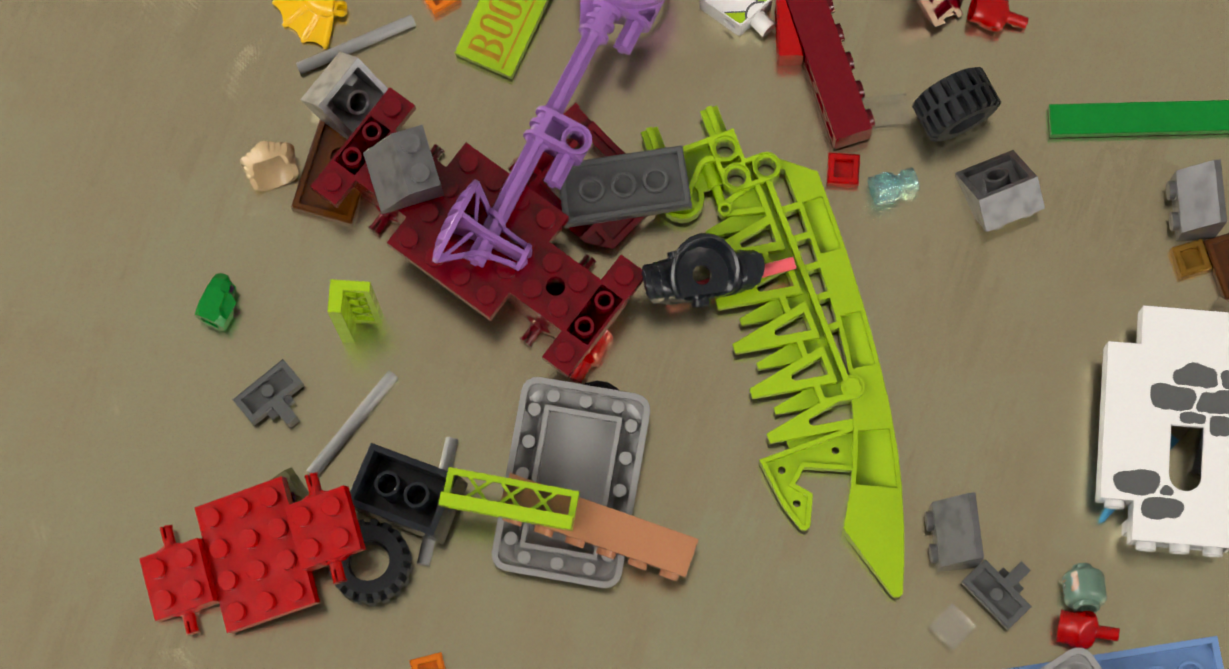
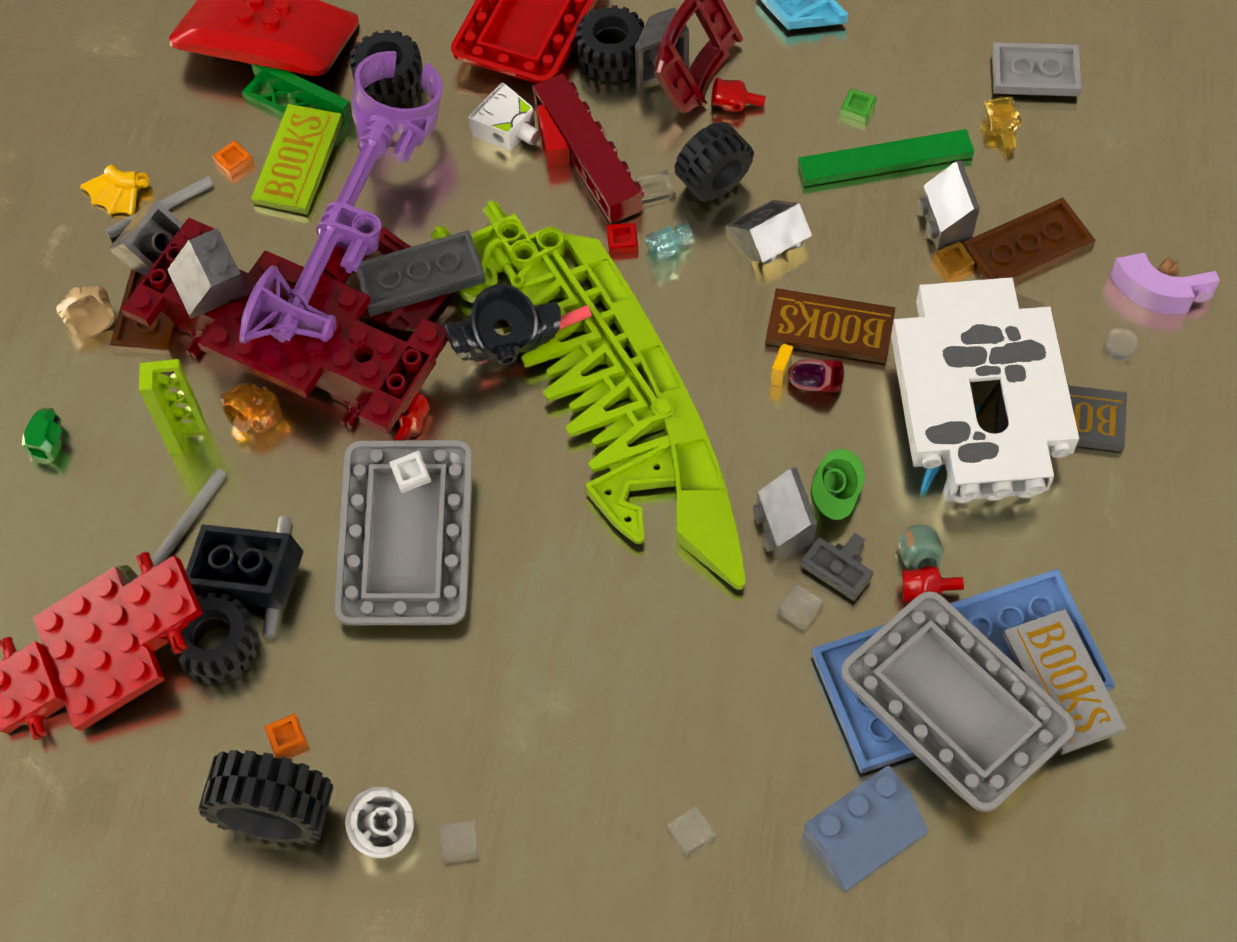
camera: 10 degrees left, 15 degrees down
(271, 395) = (103, 508): dark grey hinge -> none
(431, 311) = (251, 408): none -> clear orange hair
(509, 511) = (342, 551): lime fence -> none
(585, 422) = (410, 471): none -> white tile
(615, 533) = (434, 561): nougat brick -> none
(984, 356) = (781, 365): none -> yellow tile
(1014, 506) = (837, 484): none -> bright green piece
(1018, 375) = (817, 375): none -> rock
(1044, 315) = (830, 325): none -> reddish brown tile
(1127, 46) = (858, 105): none -> bright green tile

